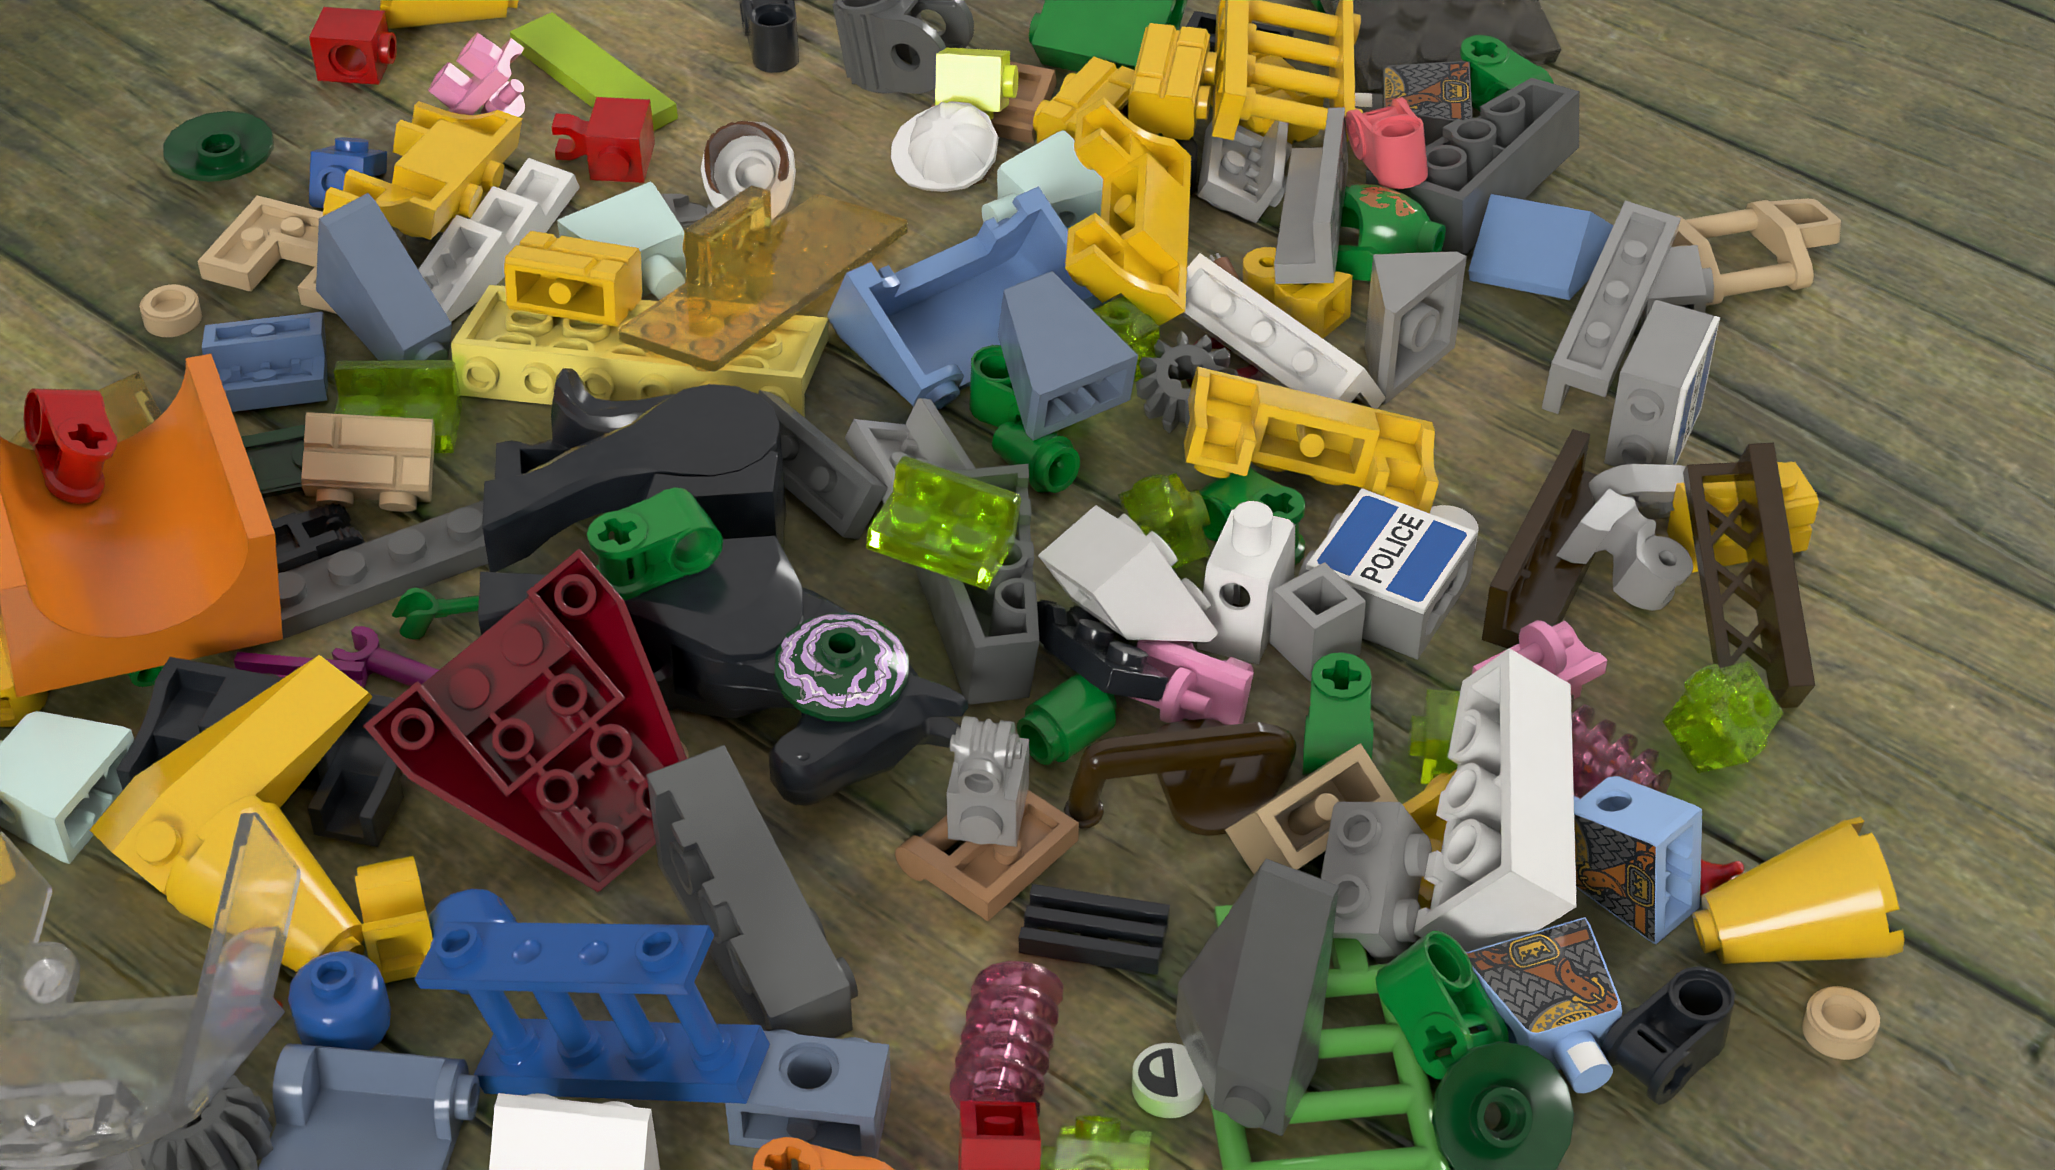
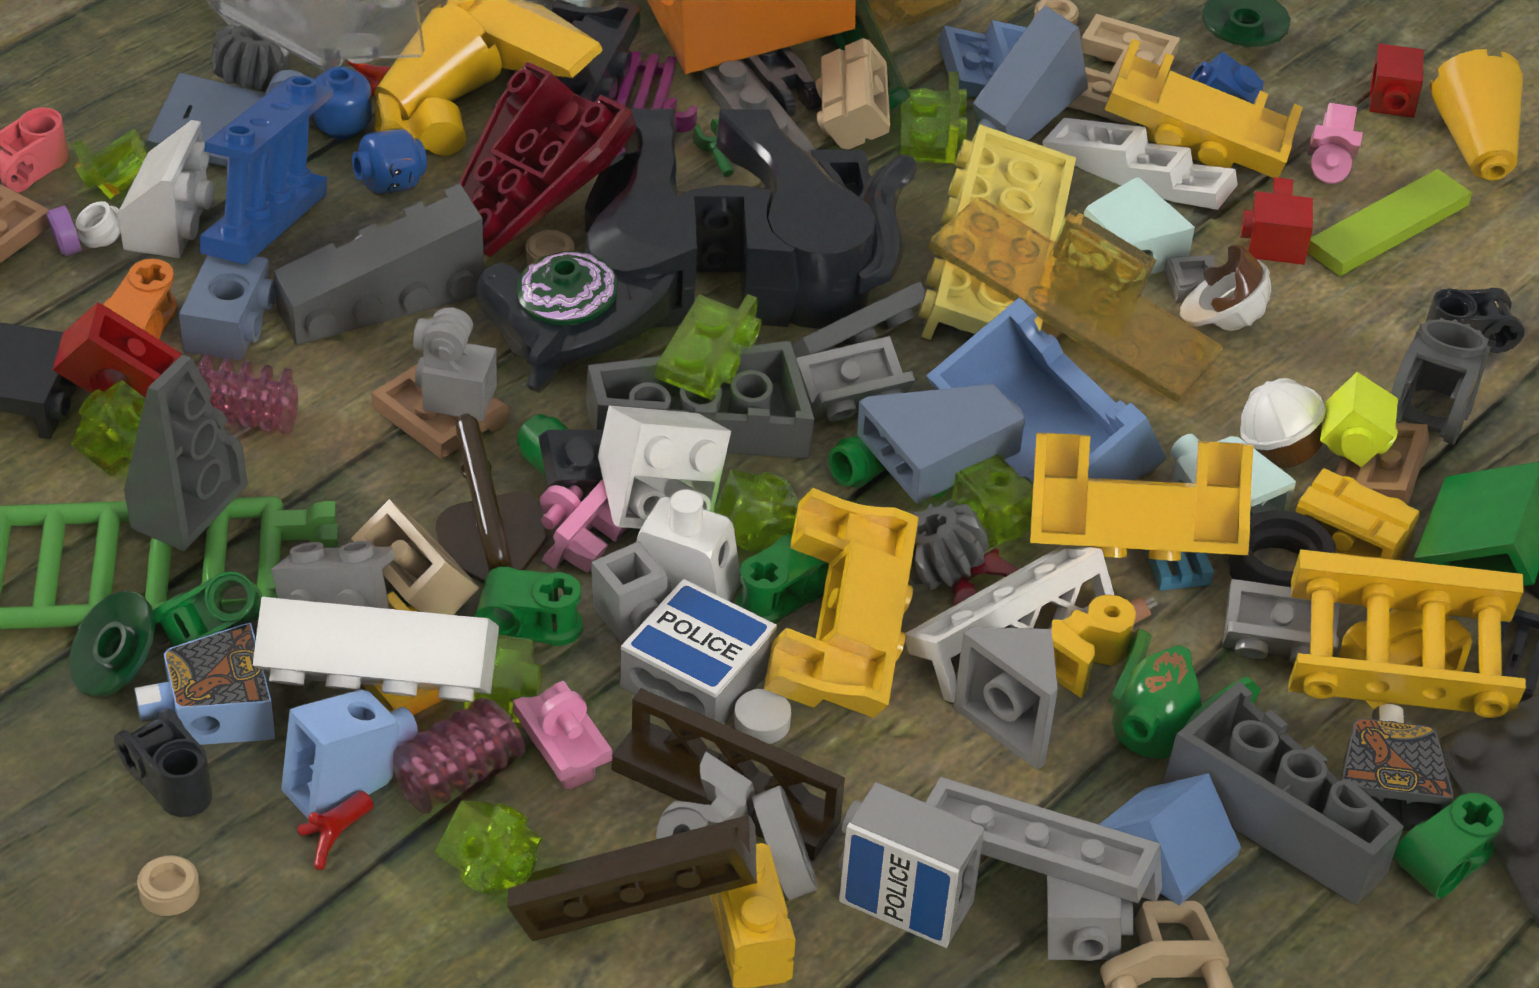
camera: 90 degrees right, 0 degrees up
(573, 278) = (1057, 181): yellow brick -> none
(656, 540) = (672, 168): green piece -> none
(1096, 920) = (362, 433): black tile -> none
(1171, 81) = (1360, 530): yellow brick -> none
(1313, 208) = (1147, 625): light grey fence -> none
(1390, 144) = (1252, 678): coral piece -> none
(1806, 904) = (265, 868): yellow cone -> none

